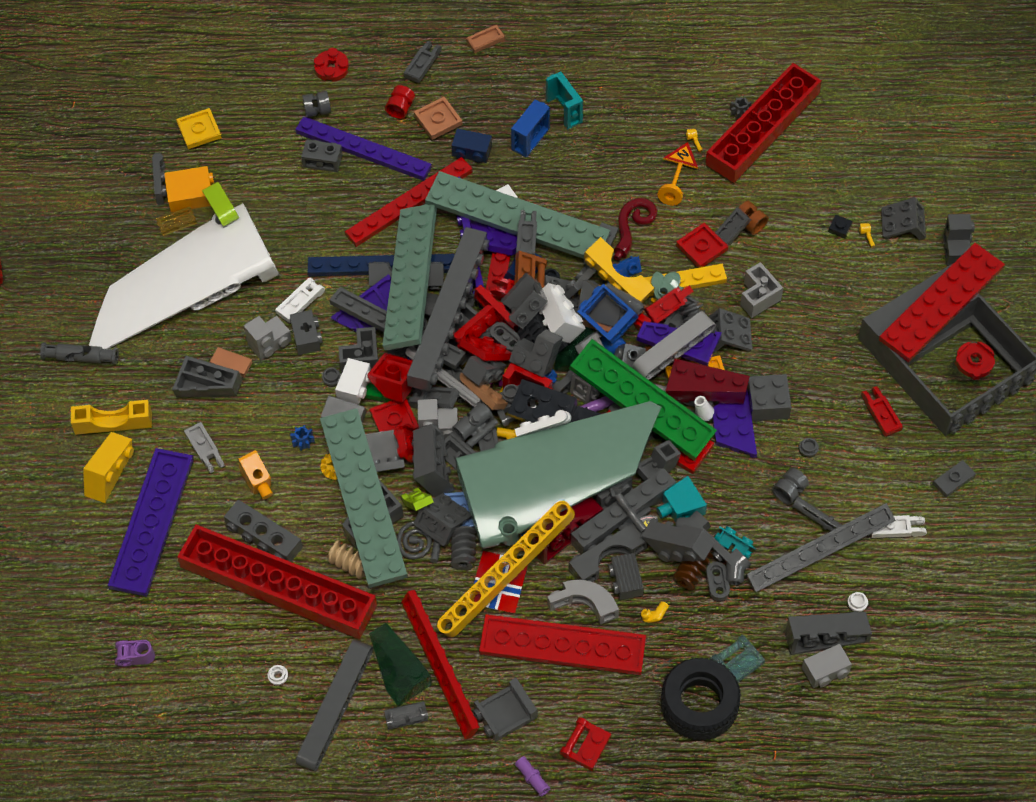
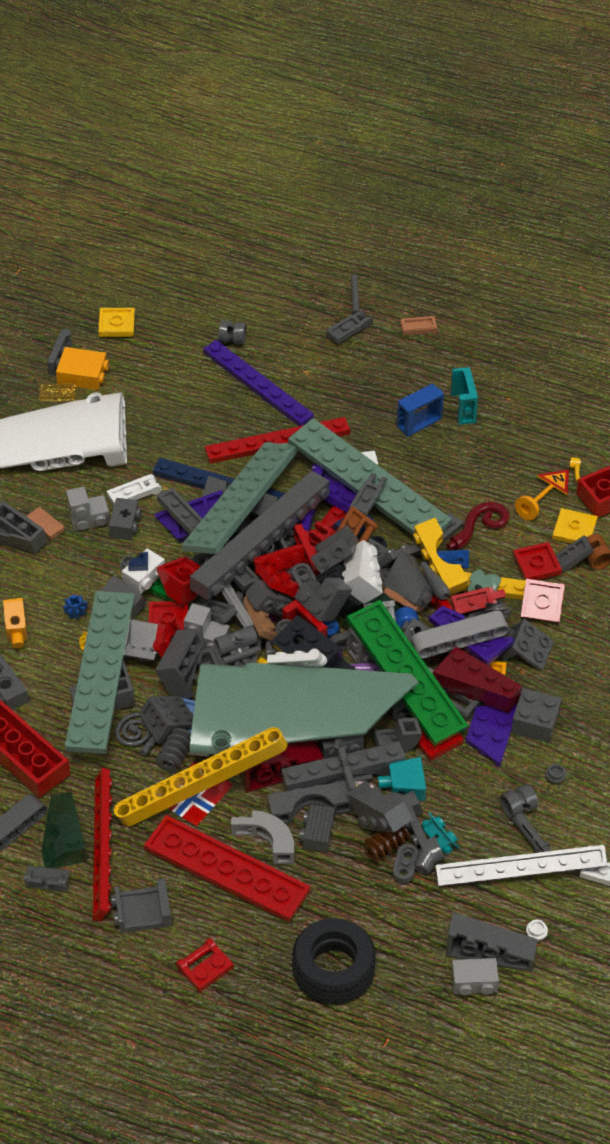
camera: 20 degrees right, 10 degrees down
(220, 204) = (99, 385): lime beam -> none
(321, 155) = (215, 377): dark grey brick -> none
(328, 57) = (258, 300): red plate -> none
(346, 559) = (58, 720): tan piece -> none
(349, 375) = (139, 563): none -> dark blue tile
(364, 351) = (170, 547): dark grey brick -> none
(399, 102) = (310, 353): red wheel -> none
(411, 25) = (355, 294): none -> dark grey bar
(416, 499) = (151, 690): lime plate -> none
(438, 118) = (339, 377): nougat plate -> none
(471, 145) = (359, 409): dark blue brick -> none
(532, 776) = (138, 975): medium lavender pin -> none
(621, 326) = (416, 601): blue window -> none
(656, 615) = (328, 873): yellow arm -> none
(703, 408) = (464, 702): white cone -> none
(718, 198) = (573, 525): none -> yellow plate
(724, 283) = (542, 601): none -> plate
(743, 663) = (392, 946): clear light blue plate -> none
(762, 291) = (575, 619): light grey brick -> none

